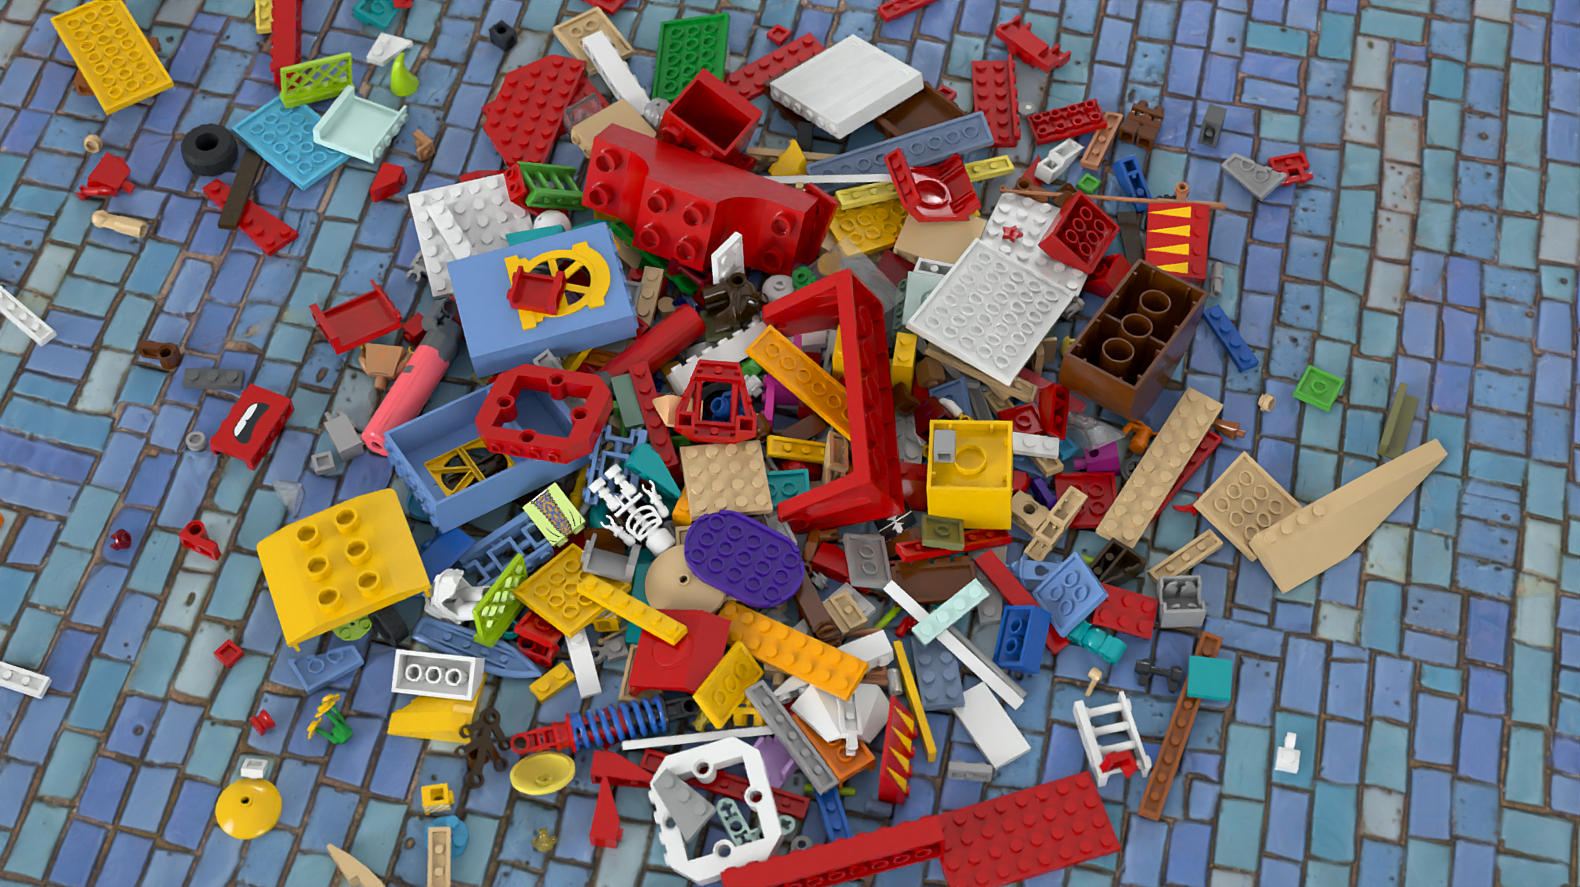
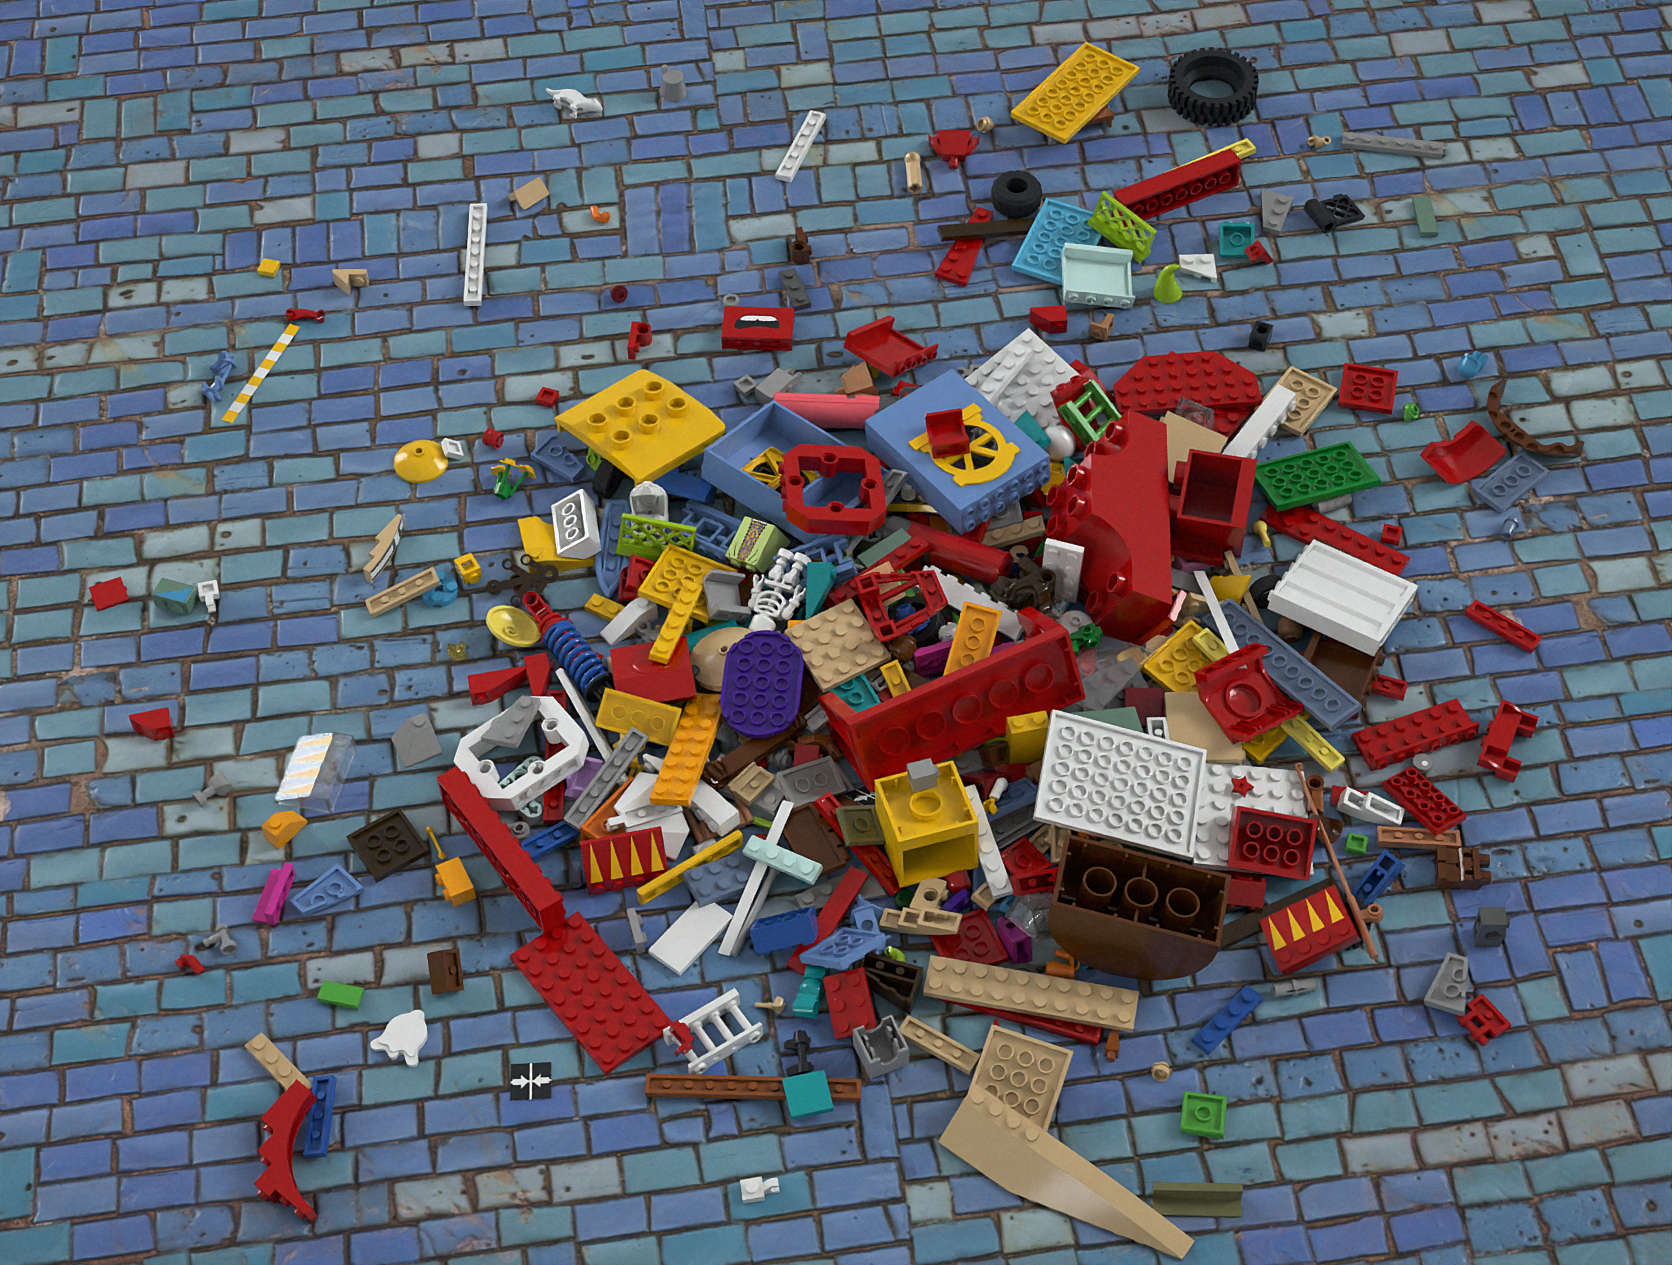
camera: 70 degrees right, 5 degrees down
(291, 495) = (702, 377): clear slope -> none
(849, 142) = (1289, 630): none -> medium nougat head
(1018, 533) = (903, 899): none -> dark green tile

